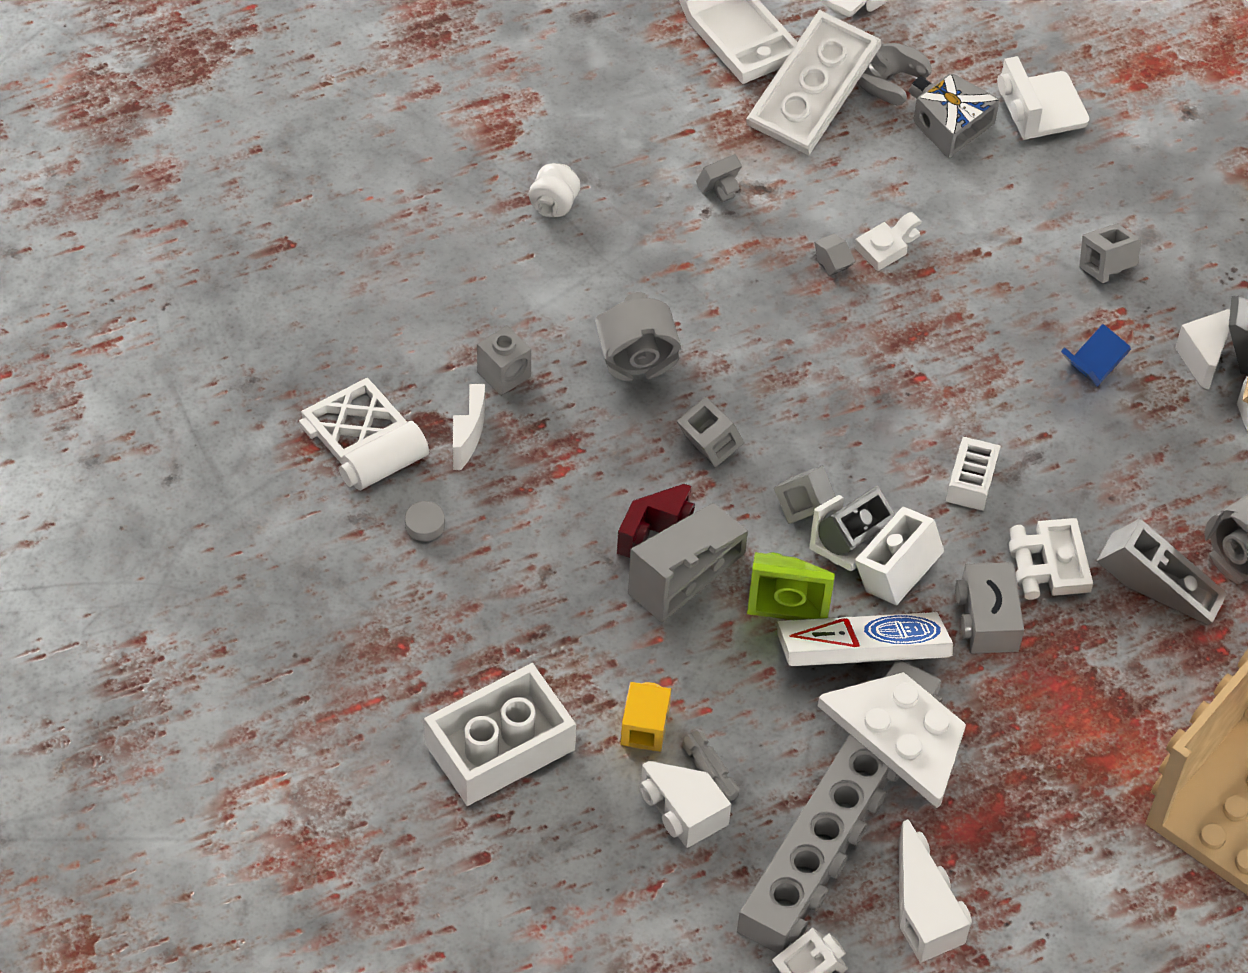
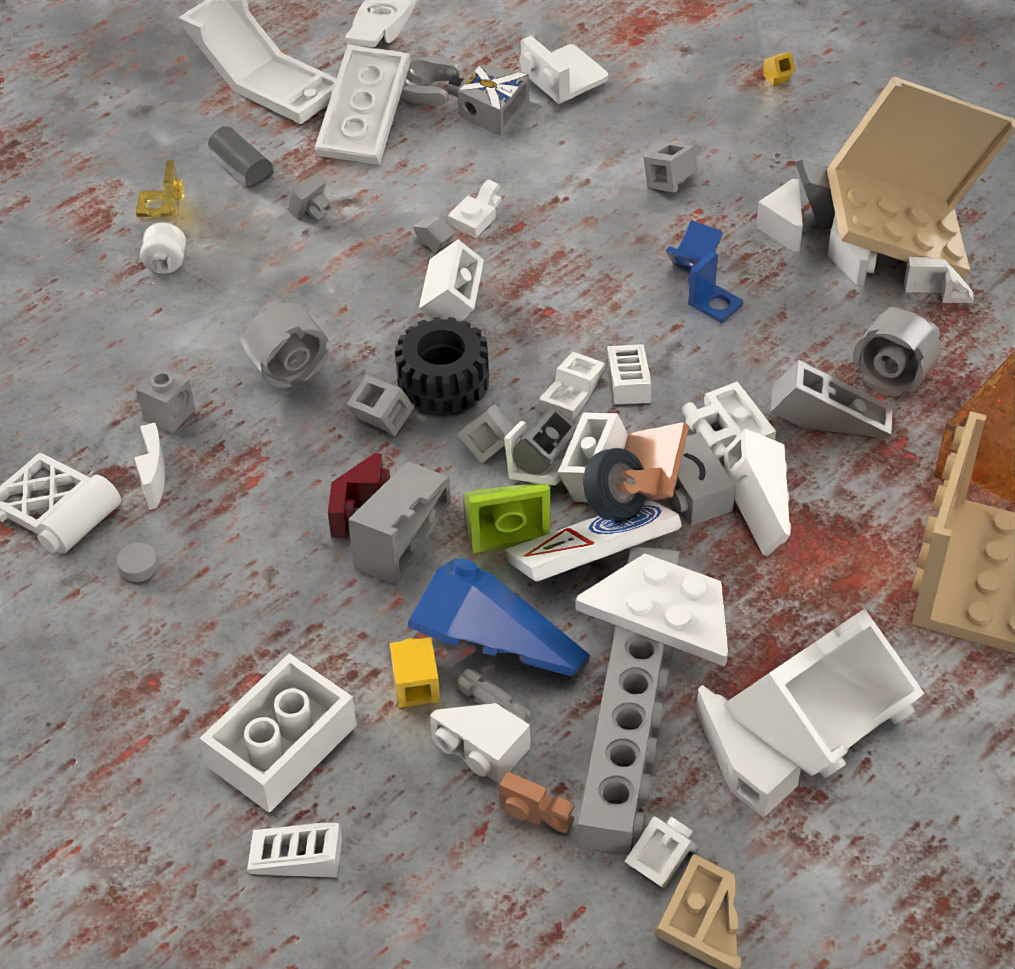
camera: 15 degrees left, 5 degrees down
(499, 871) = (310, 864): none -> white slope
(583, 127) = (171, 195): none -> clear yellow bracket
(665, 104) = (238, 156): none -> dark grey brick
(706, 875) = (530, 802): none -> nougat plate
(730, 678) = (481, 609): none -> blue wedge
(789, 384) = (442, 365): none -> black tyre
(828, 321) = (452, 283): none -> white brick
(910, 470) = (573, 385): none -> white slope
(910, 591) = (645, 470): none -> plate
(1023, 869) = (828, 696): none -> white windscreen
(1052, 627) = (760, 482): none -> white slope
(1087, 402) = (704, 289): none -> blue bracket

